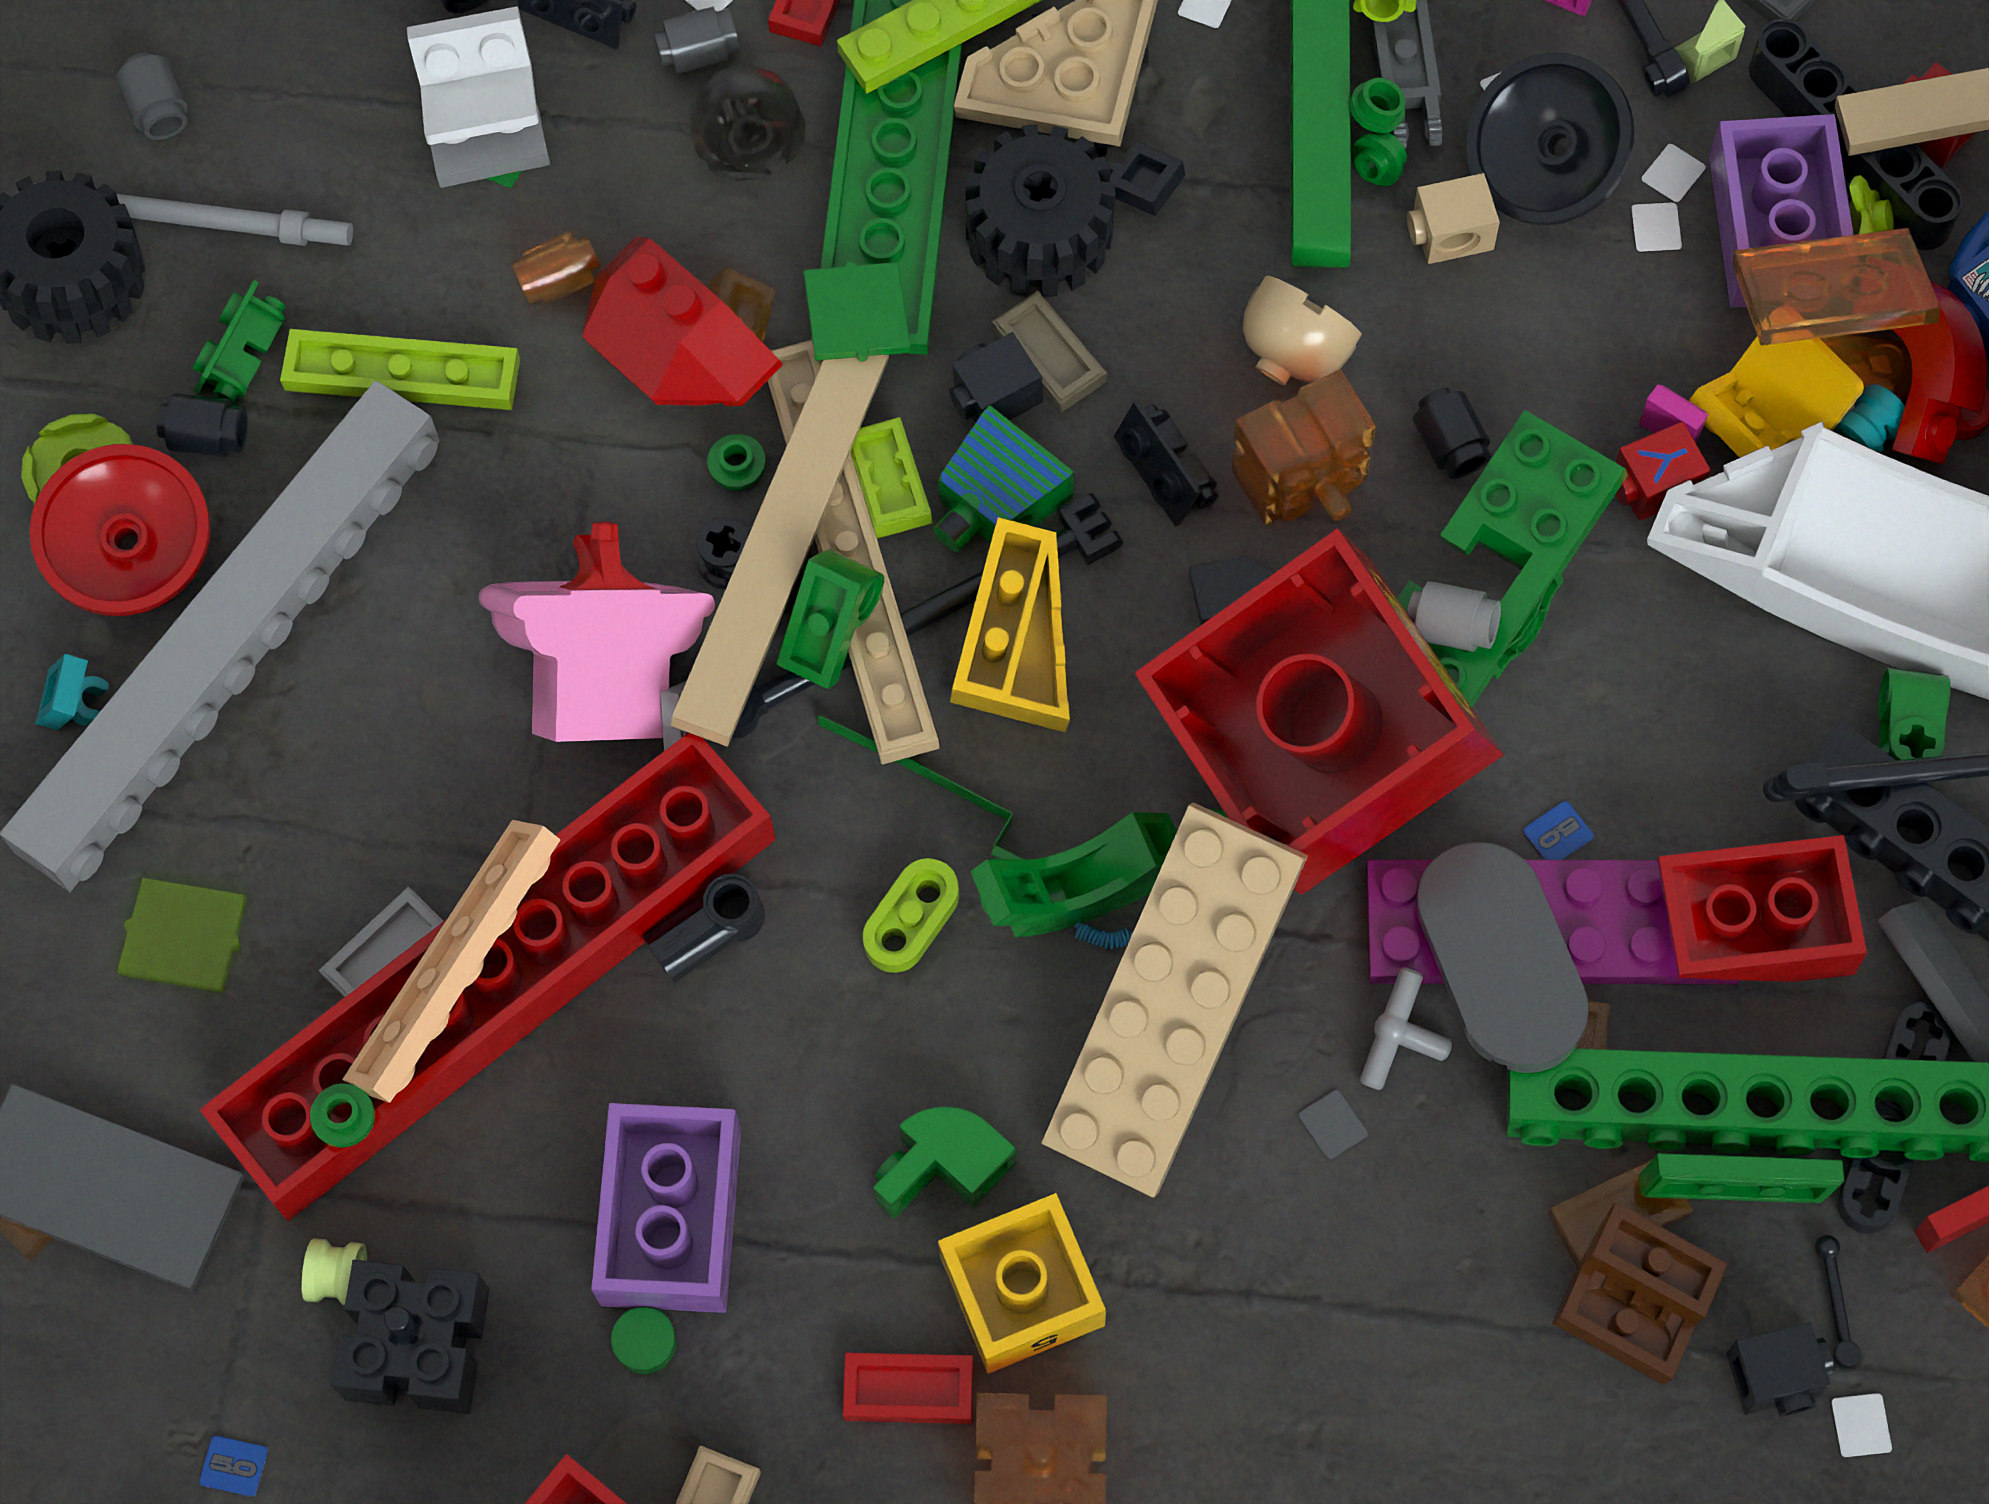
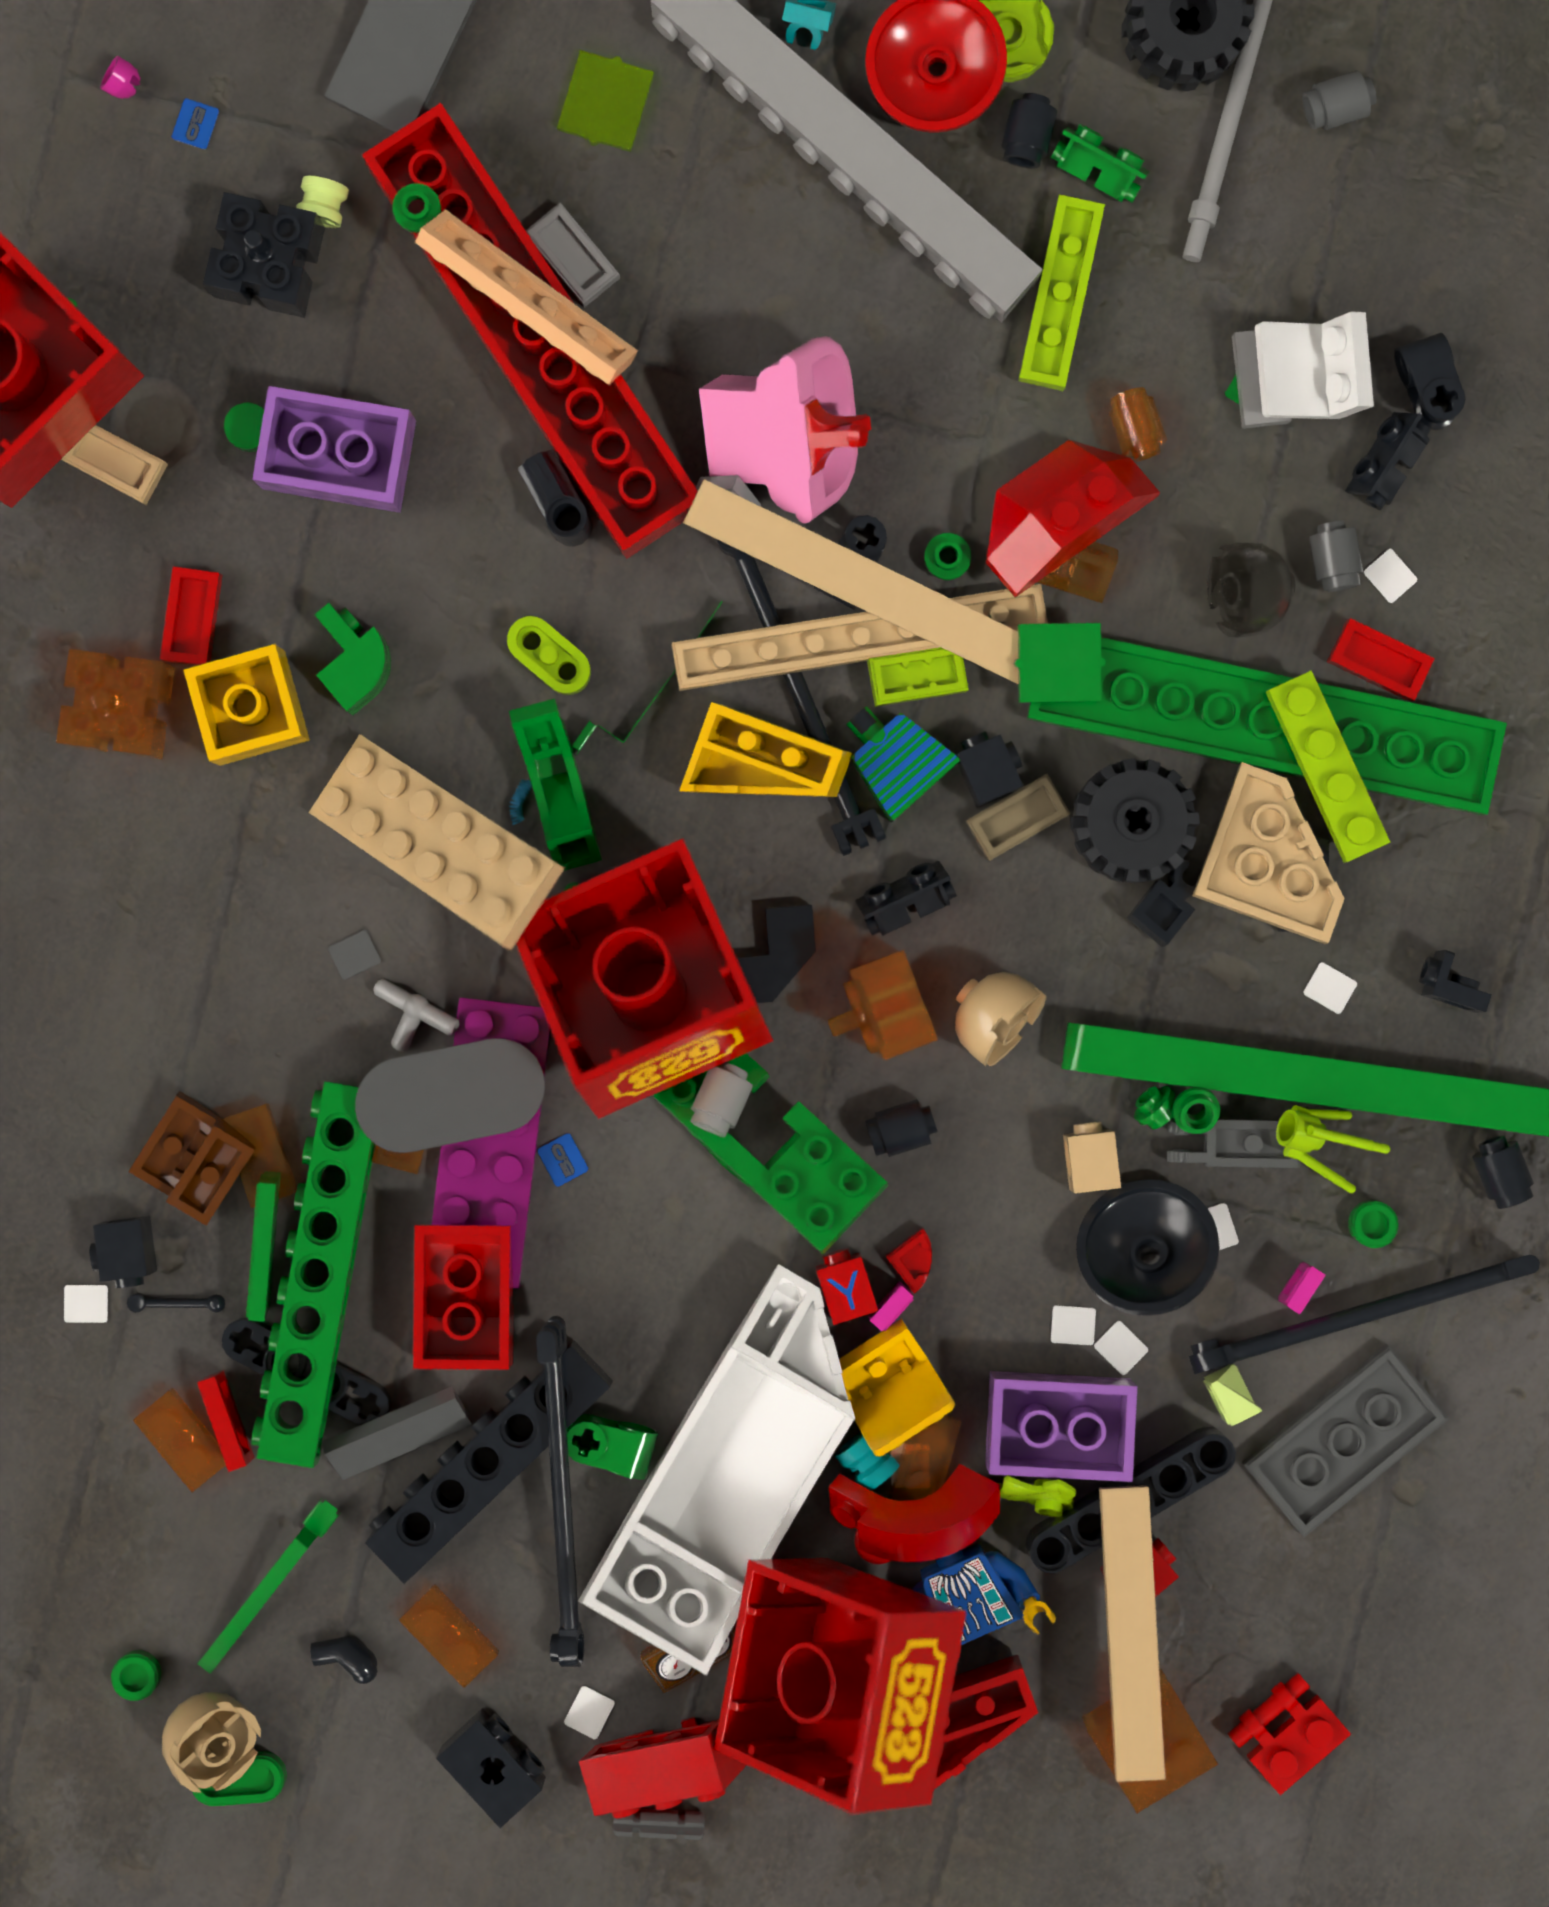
camera: 90 degrees right, 20 degrees up
(830, 605) = (791, 612): green plate -> none
(1609, 408) = (913, 1259): none -> red tile
(1835, 286) = (963, 1449): clear orange tile -> none

